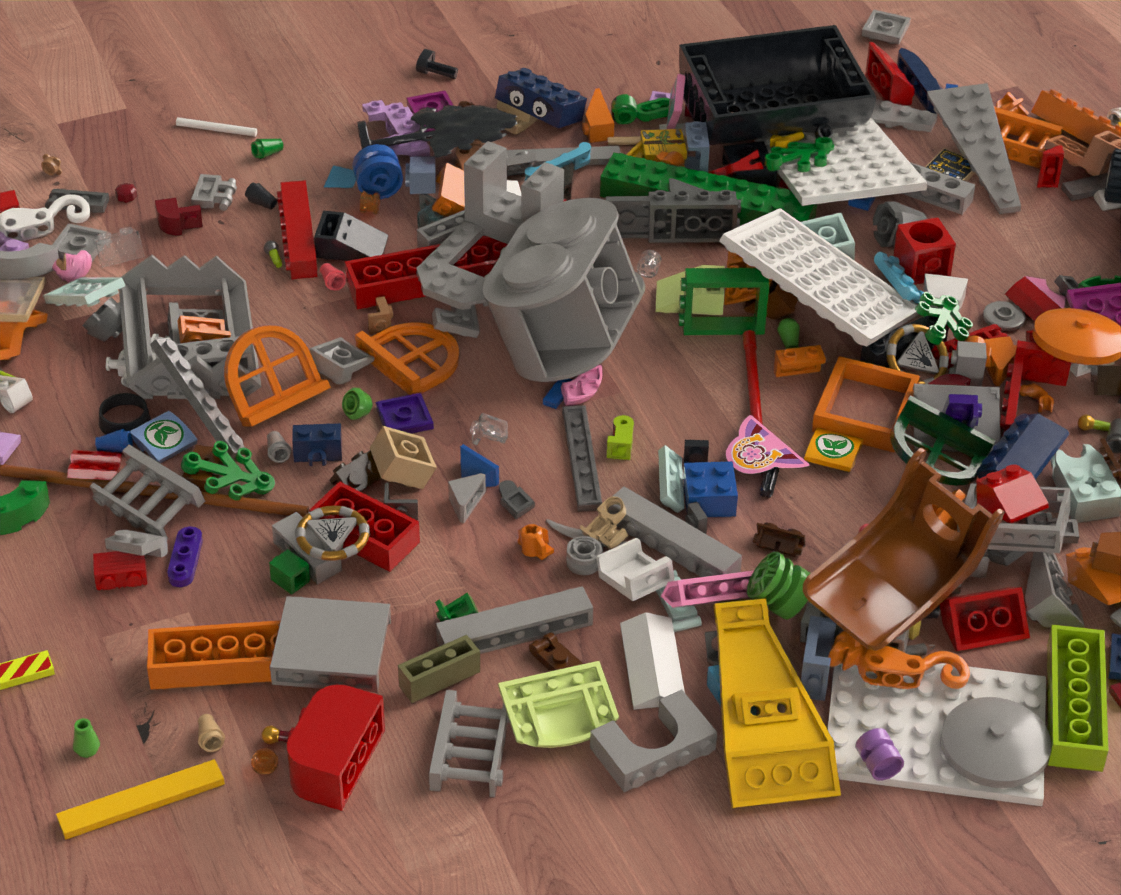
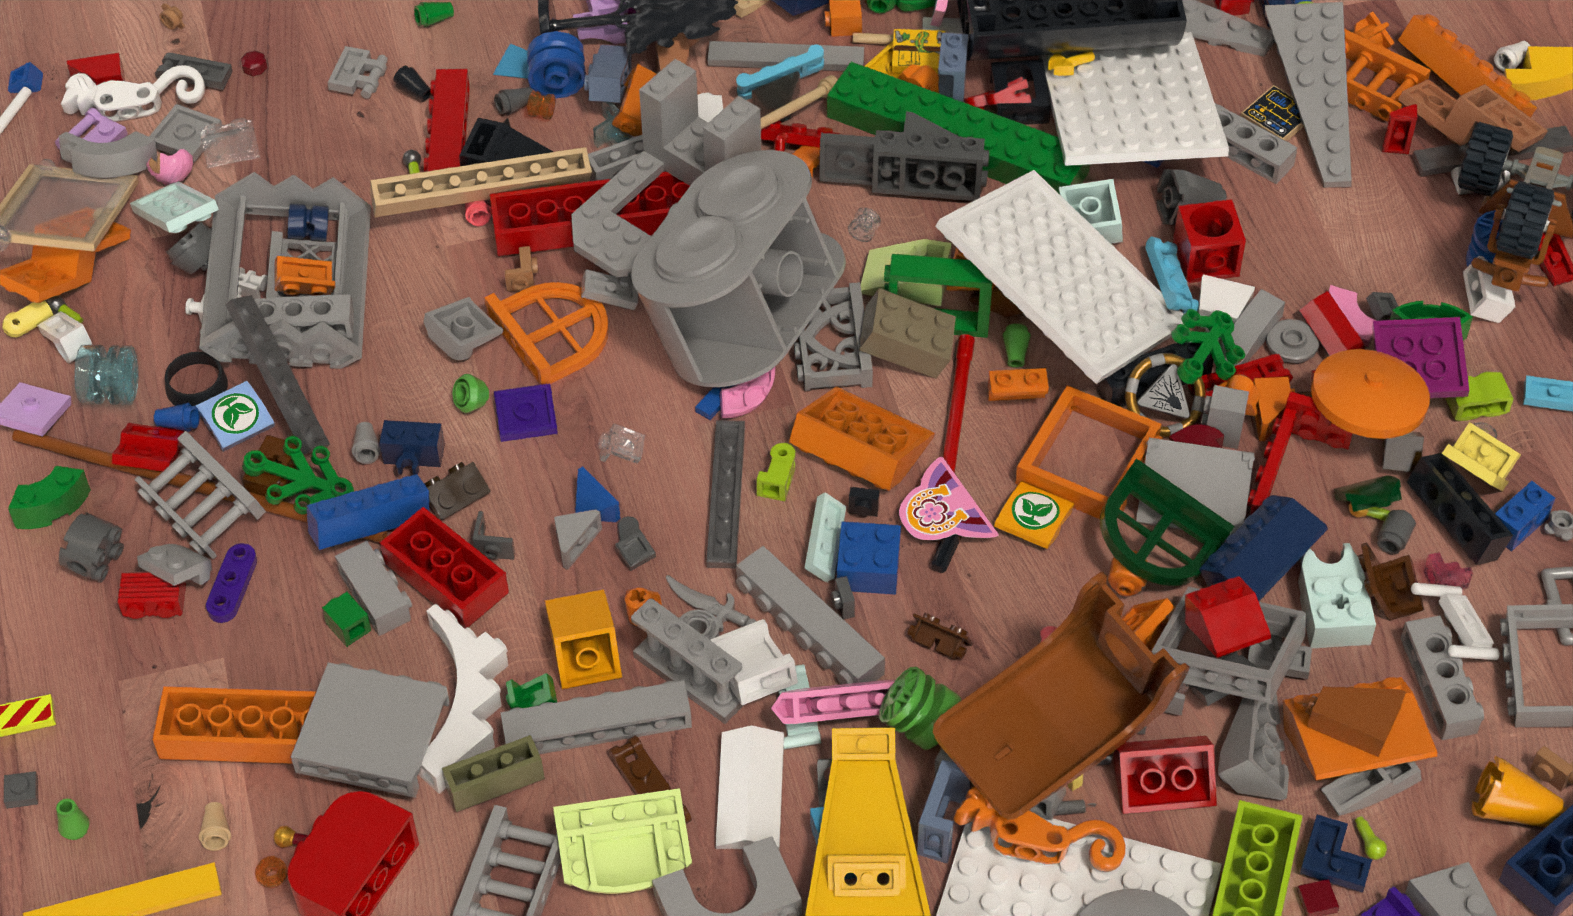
camera: 10 degrees right, 10 degrees up
(35, 723) = (21, 789): none -> dark grey plate
(51, 413) = (106, 374): none -> clear light blue wheel
(62, 537) = (91, 546): none -> dark grey brick
(174, 219) = (303, 107): dark red brick -> none
(189, 292) = (317, 218): none -> dark blue wheel
(281, 399) = (383, 377): orange window -> none
(290, 490) = (366, 511): none -> blue brick
(331, 252) = (477, 181): none -> tan brick
(332, 532) = (399, 579): piece -> none
(345, 201) = (511, 100): none -> dark grey cone
(402, 457) = (506, 478): tan brick -> none
(412, 615) = (476, 696): none -> white arch
(491, 567) = (583, 639): none -> light orange slope
(518, 163) = (712, 69): light grey plate -> none
(561, 578) = (682, 653): none -> light grey fence
(594, 176) = (822, 90): none -> tan piece
(607, 530) = (726, 600): tan piece -> none
(660, 362) = (857, 364): none -> light grey fence
(681, 409) = (860, 437): none -> orange slope
(704, 330) = (907, 333): none -> dark tan brick
(800, 150) = (1110, 79): green plant -> none
(824, 131) = (1122, 57): black hinge -> none
(963, 408) = (1197, 480): dark purple bracket -> none
(974, 303) = (1255, 323): none -> light grey slope
(1036, 392) = (1307, 457): orange piece -> none
(1093, 411) = (1371, 493): none -> dark green slope

